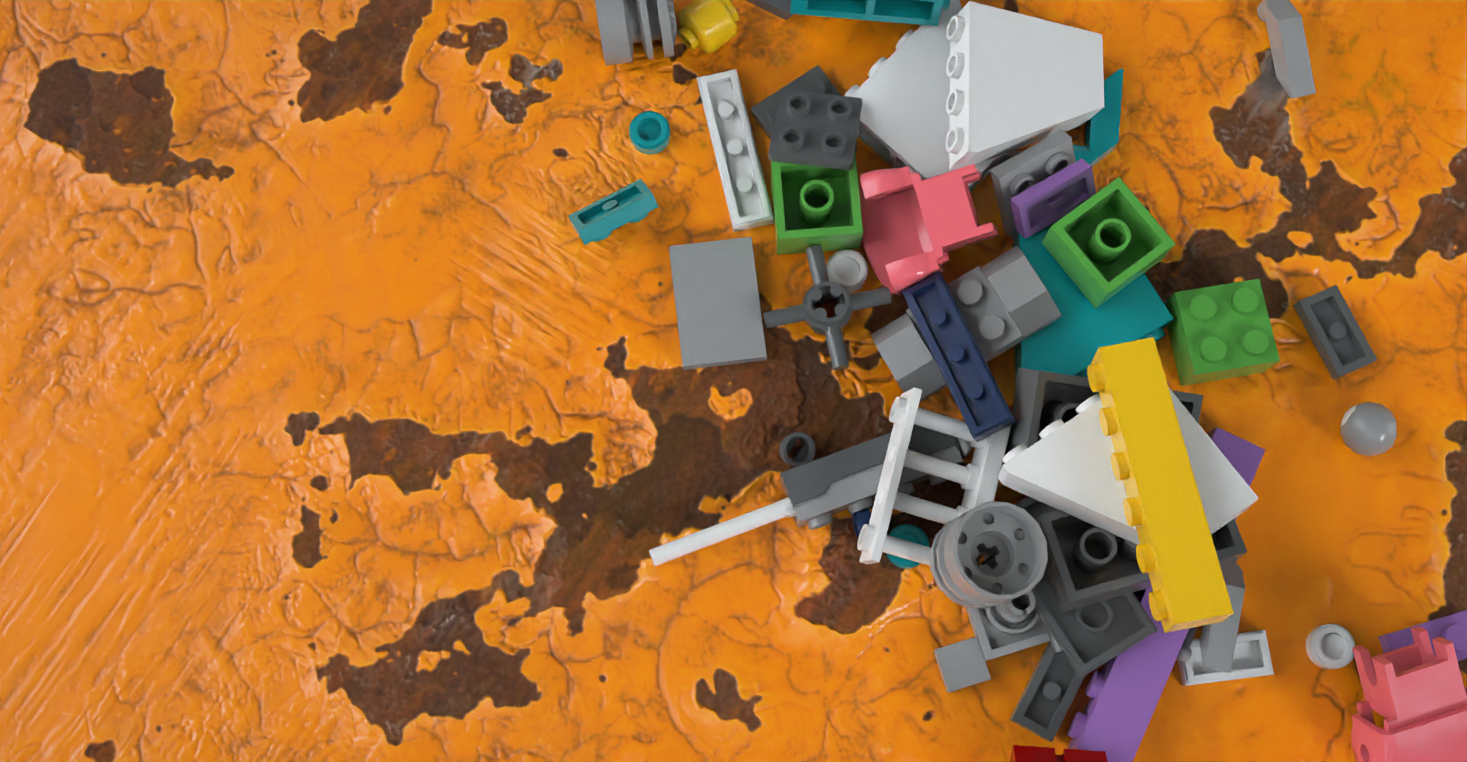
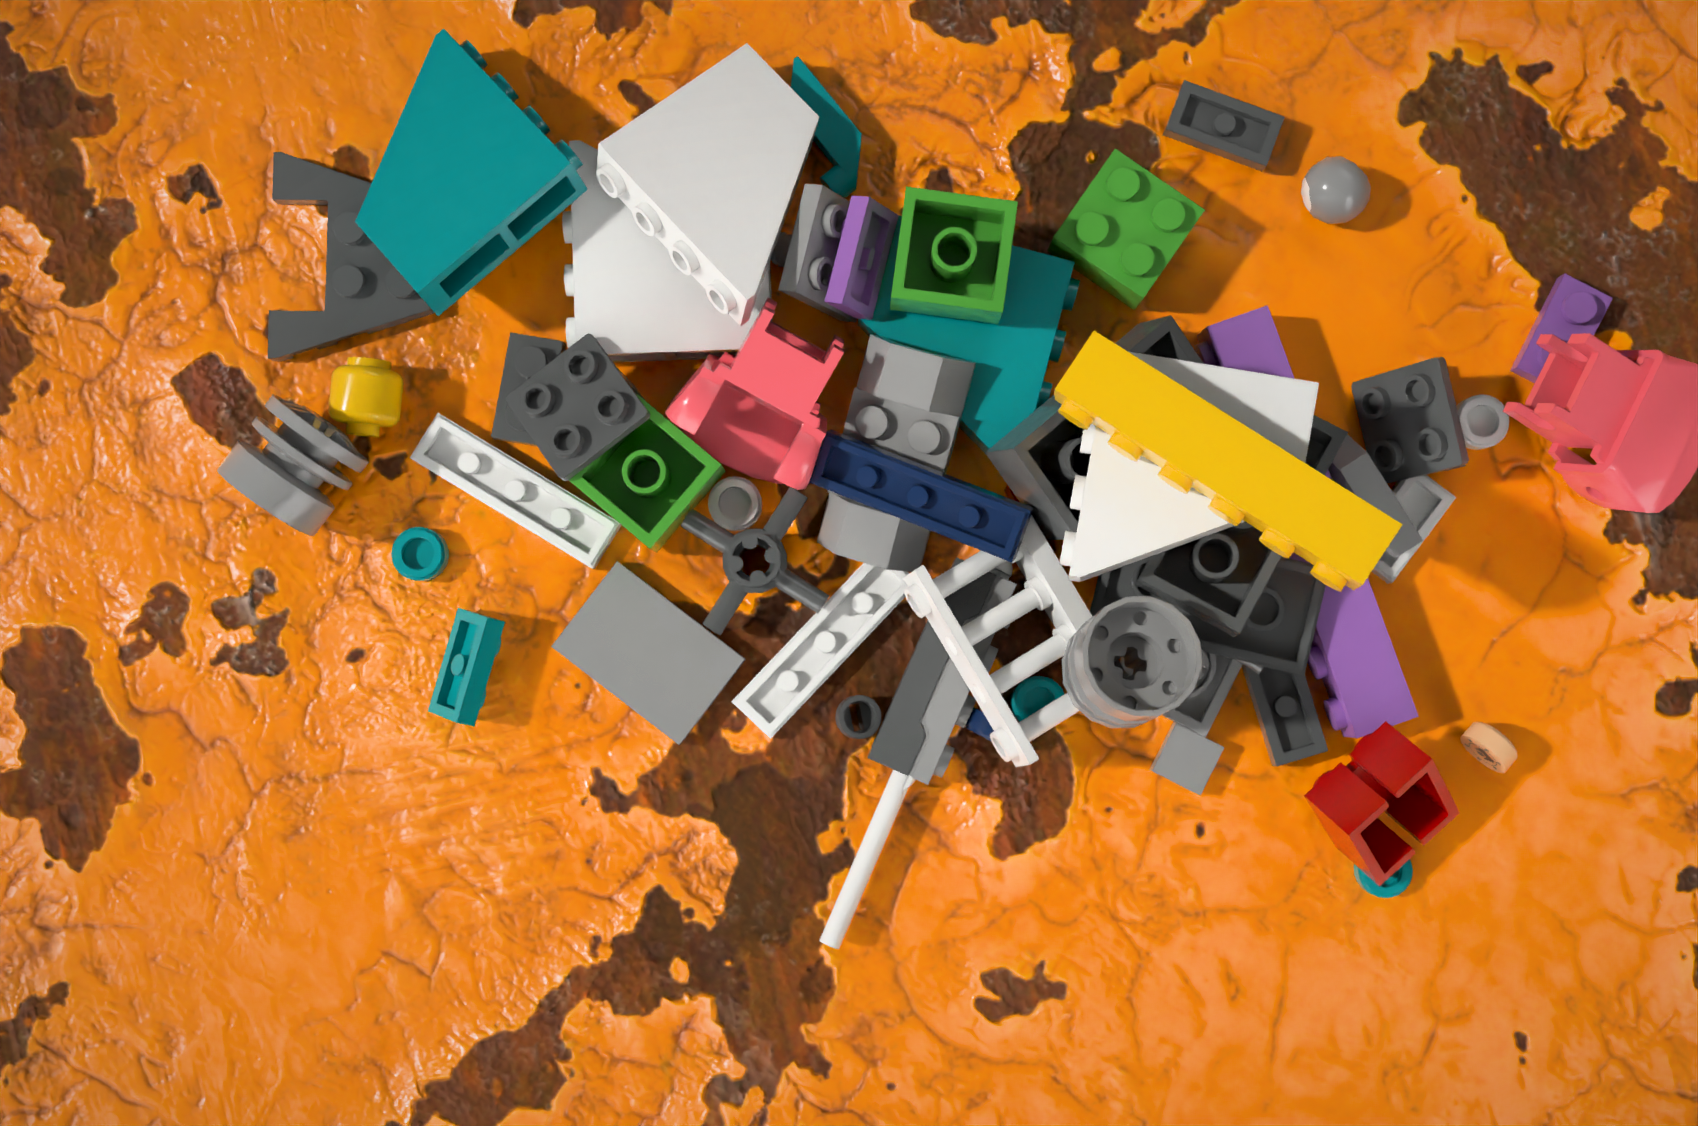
camera: 45 degrees left, 10 degrees up
(815, 393) = (821, 646): none -> white tile
(1289, 601) = (1411, 421): none -> dark grey bracket

